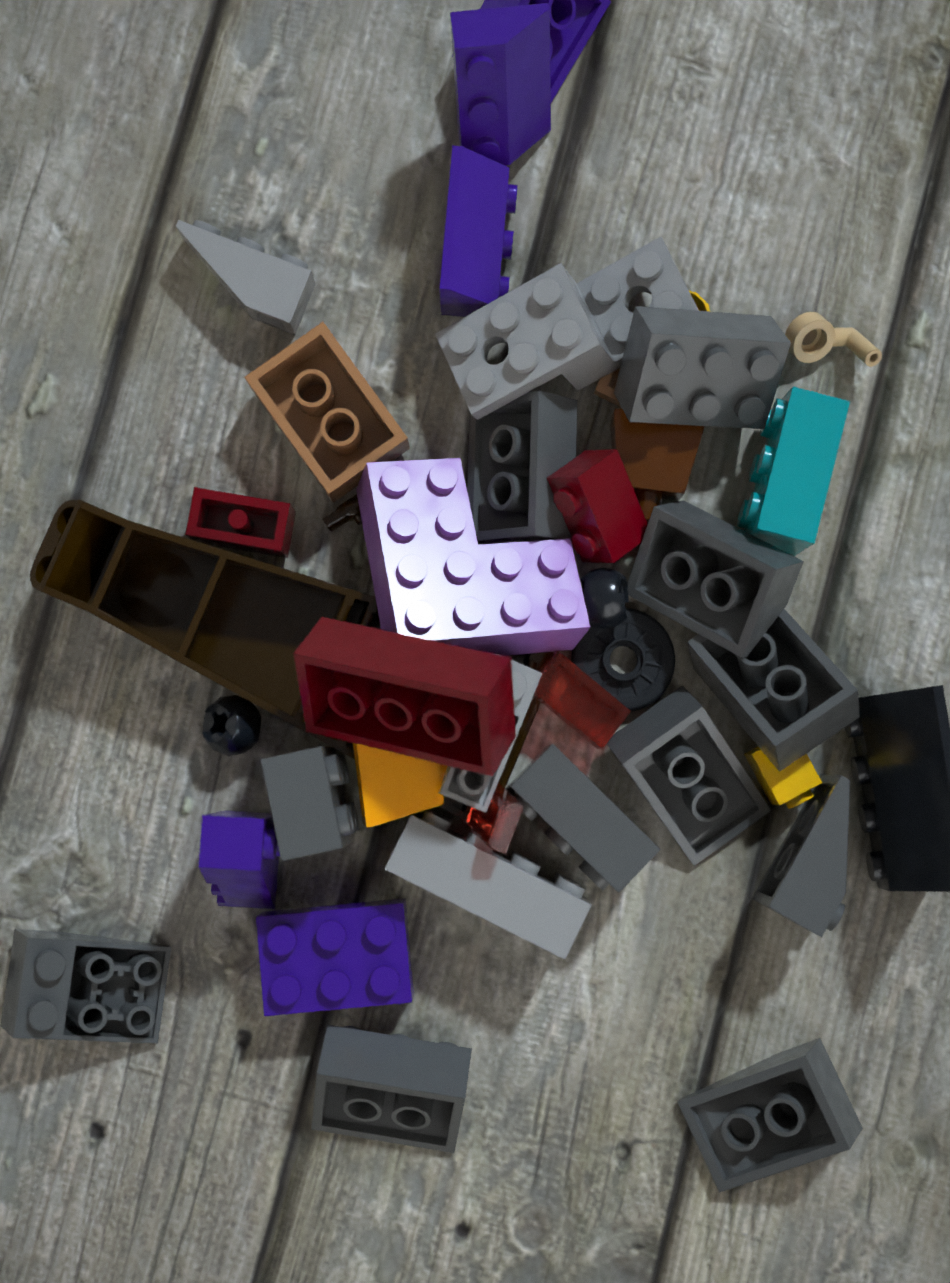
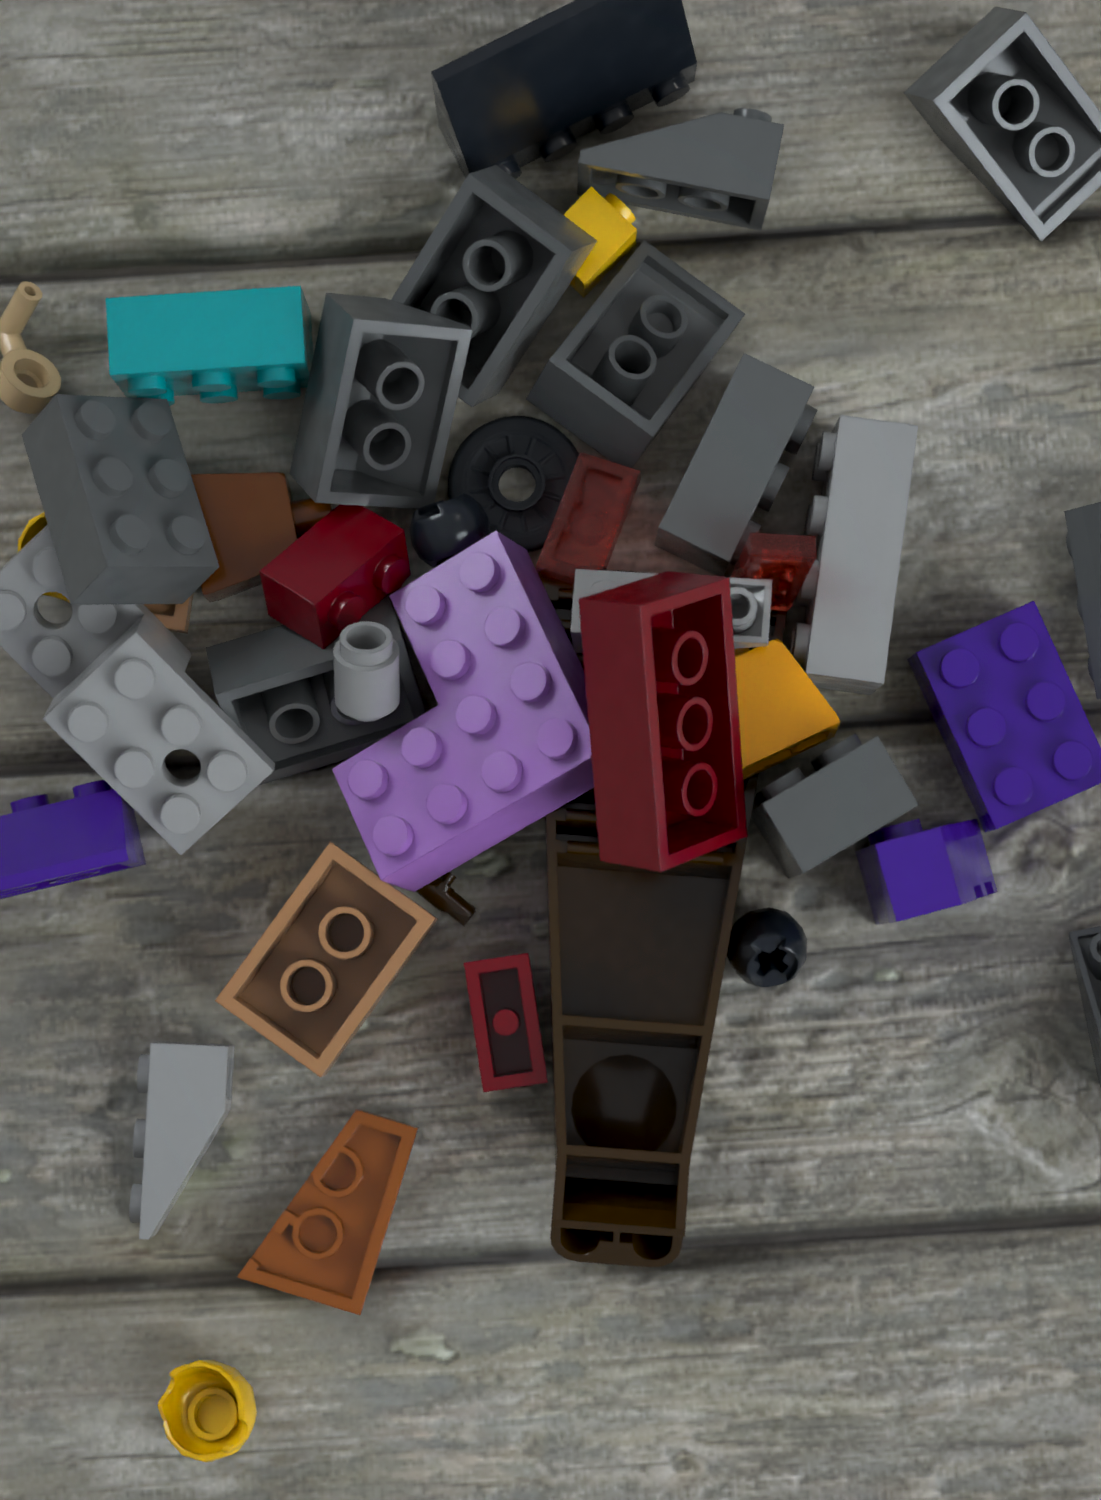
camera: 105 degrees left, 0 degrees up
(47, 232) = (207, 1410): none -> yellow hair
(148, 365) = (339, 1217): none -> dark orange wing
(518, 499) = (366, 671): none -> light grey brick

